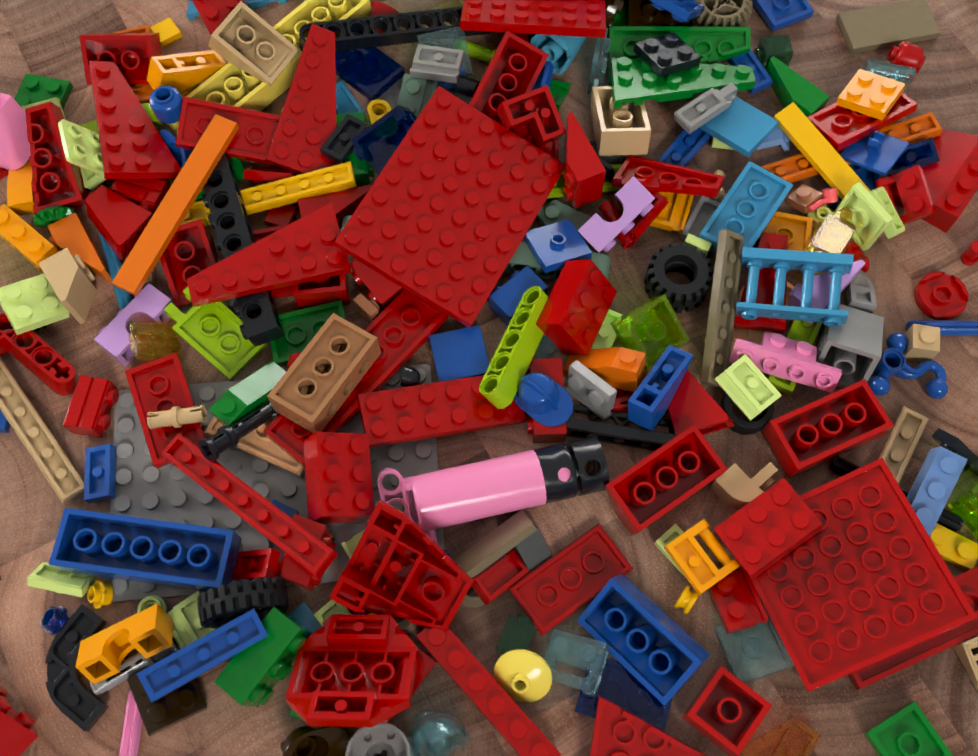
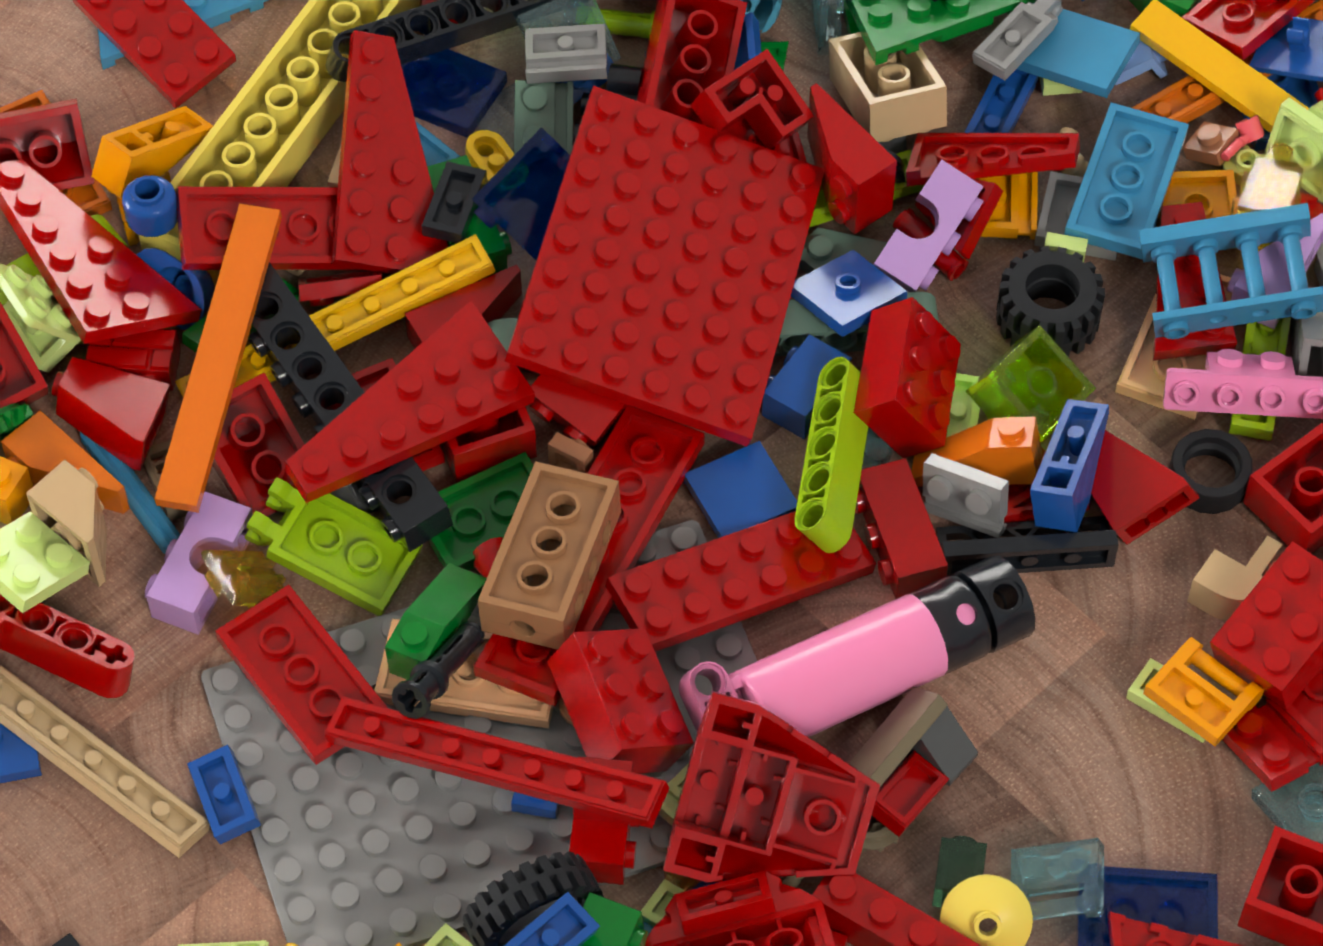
camera: 15 degrees left, 10 degrees down
(91, 406) = (172, 700): red brick -> none
(145, 550) = (347, 876): blue brick -> none
(168, 31) = (77, 87): yellow tile -> none
(176, 417) = (331, 674): tan pin -> none
(252, 44) = (256, 85): tan slope -> none
(256, 564) = (543, 840): red plate -> none
(281, 216) = (377, 347): red tile -> none
(410, 377) = (674, 539): black hinge -> none
(544, 399) = (898, 522): blue piece -> none
(569, 579) = (1015, 776): red tile -> none
(643, 638) = (1149, 823): blue slope -> none
(664, 479) = (1115, 597): red slope -> none
(686, 600) = (1198, 761): yellow bush -> none
(722, 306) = (1132, 332): dark tan plate -> none
(747, 387) = (1203, 436): yellowish green plate -> none

